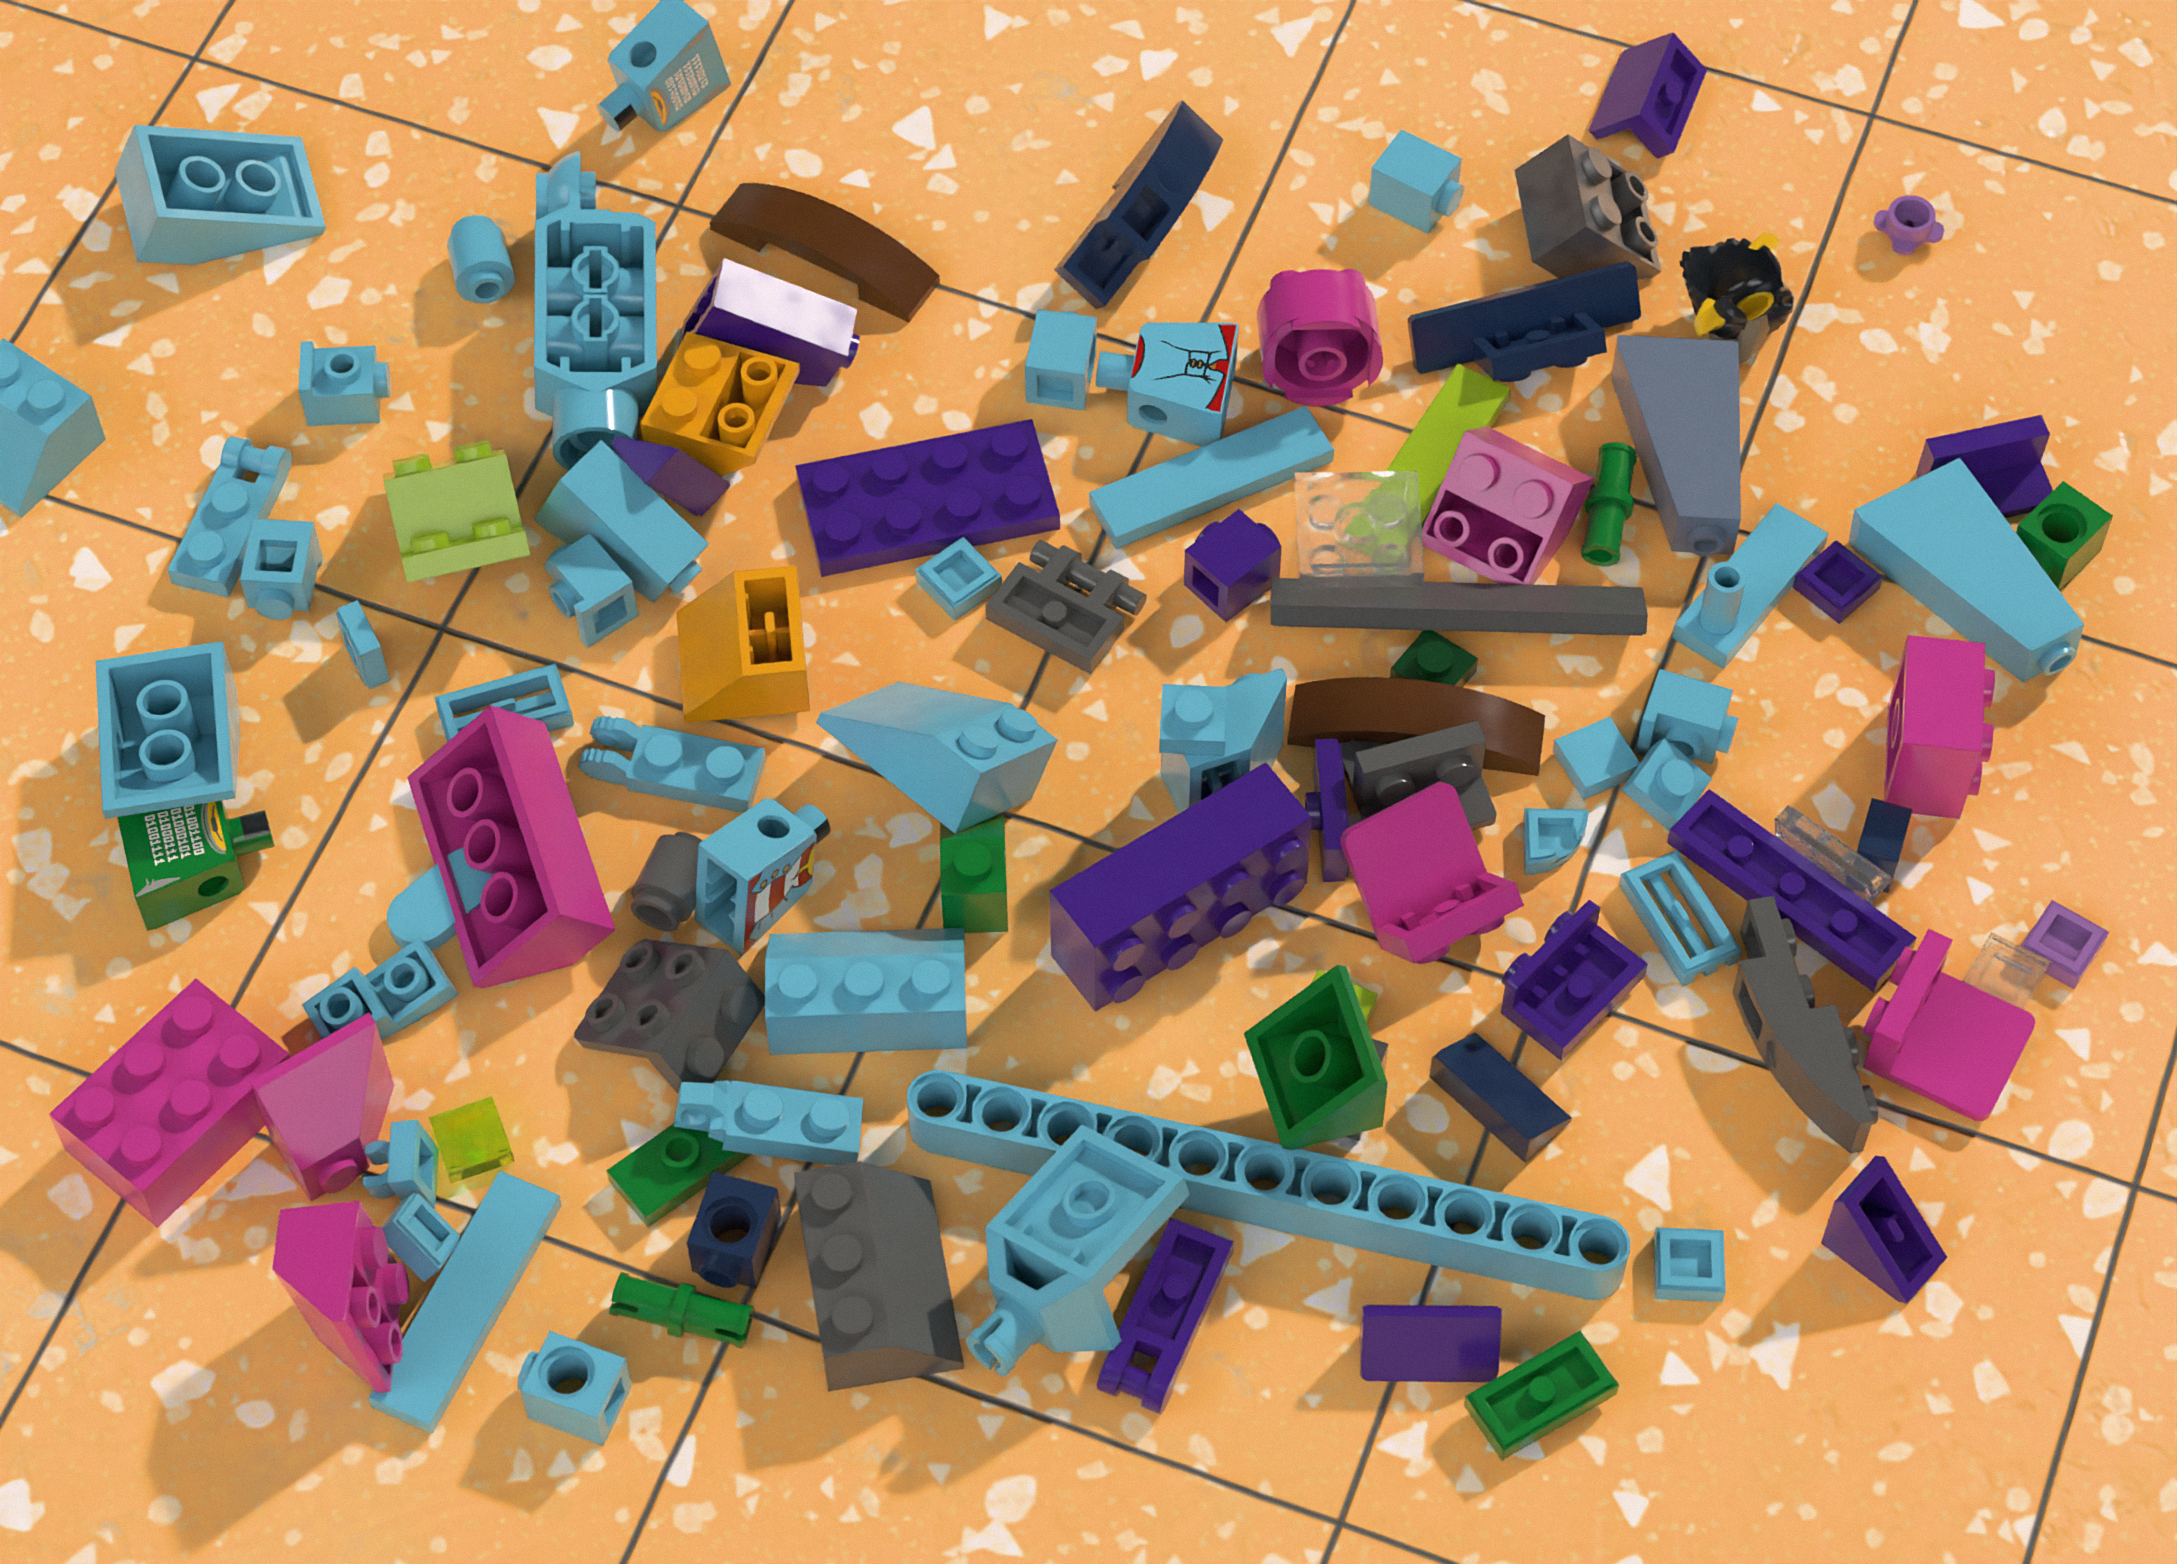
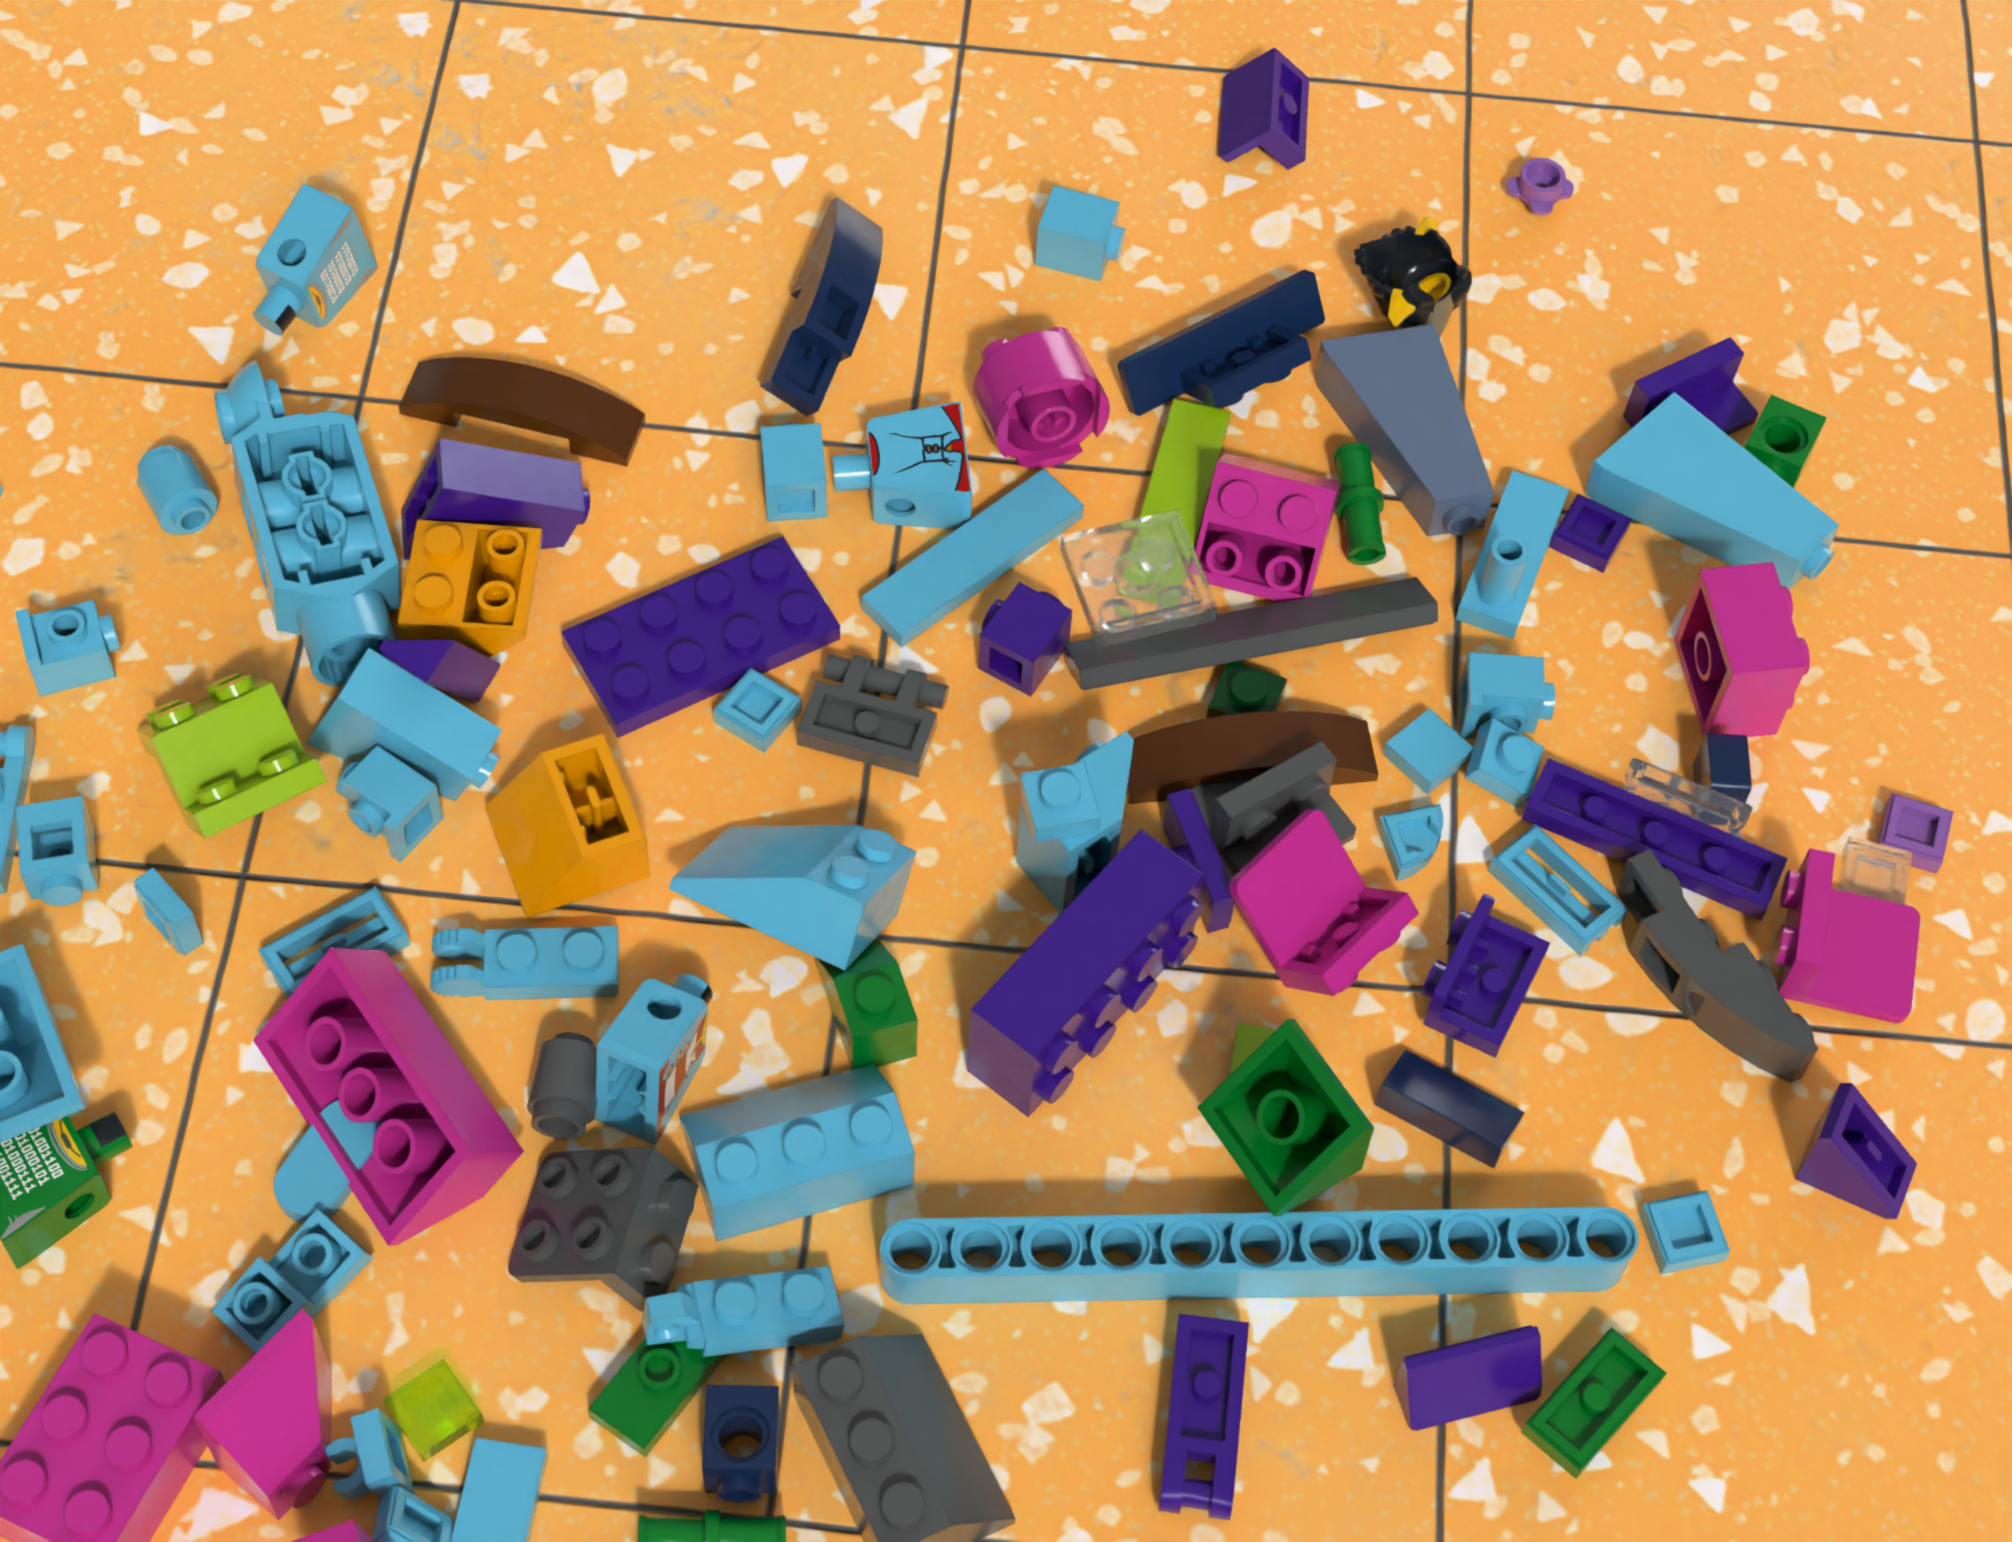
camera: 20 degrees left, 0 degrees up
(1065, 1244) = (1099, 1373): medium azure plate -> none
(1585, 212) = (1245, 231): flat silver slope -> none

